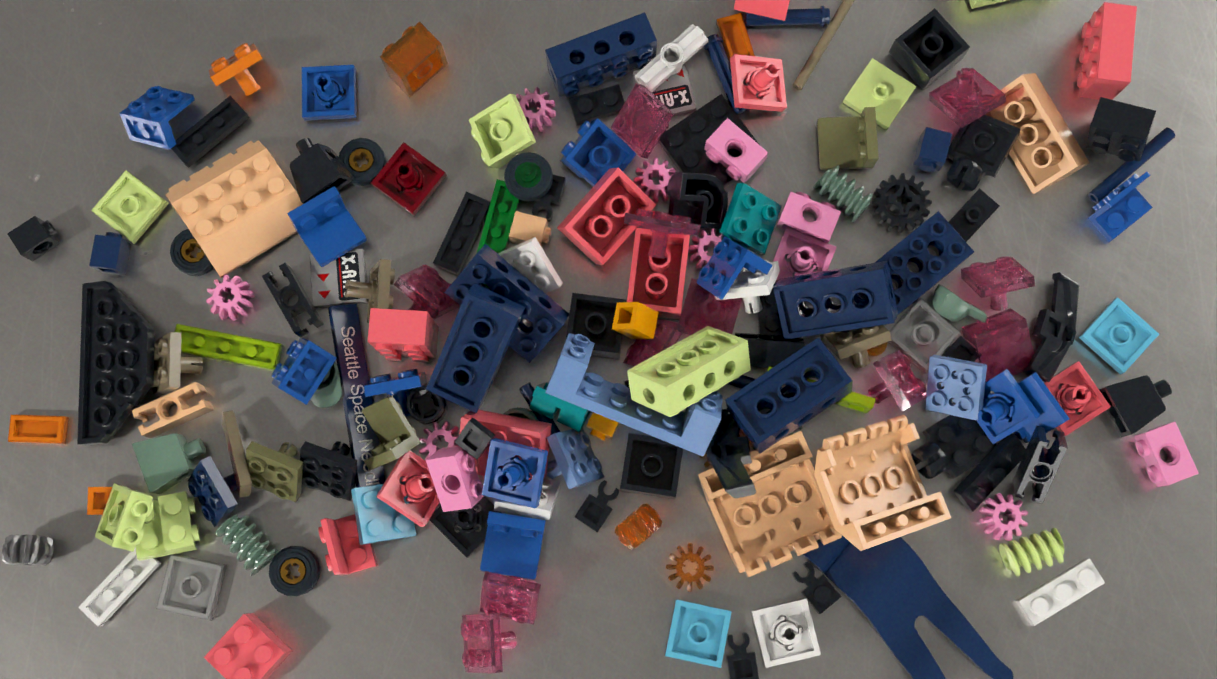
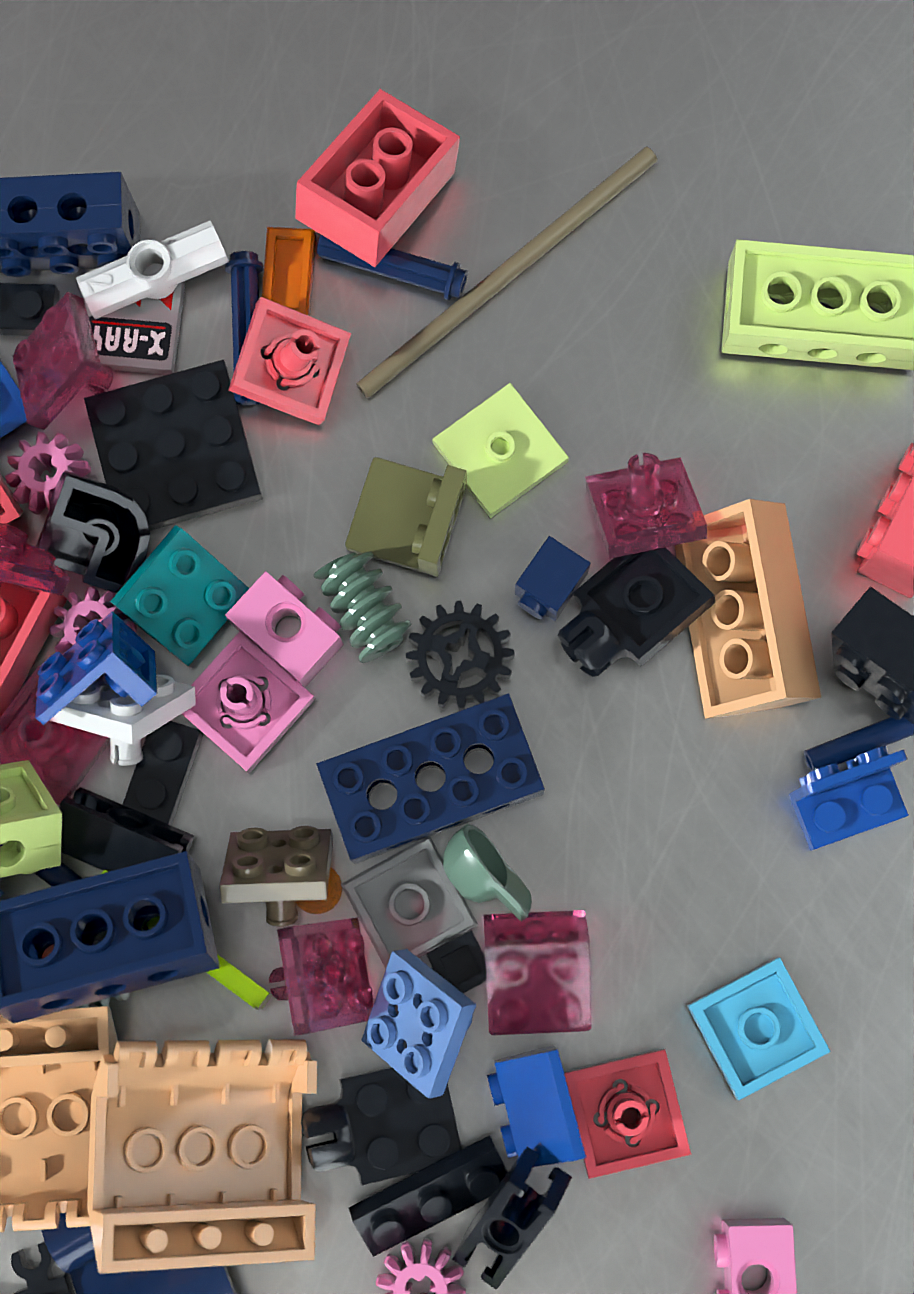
camera: 20 degrees right, 0 degrees up
(732, 137) = (185, 440): bright pink brick -> none
(828, 317) = (257, 794): dark blue brick -> none
(929, 49) = (610, 399): black brick -> none
(973, 214) = (577, 722): black plate -> none
(994, 417) = (474, 1099): blue plate -> none
(997, 279) = (571, 852): clear pink plate -> none
(1055, 328) = (646, 978): black plate -> none
(1135, 403) = (739, 1161): black torso -> none

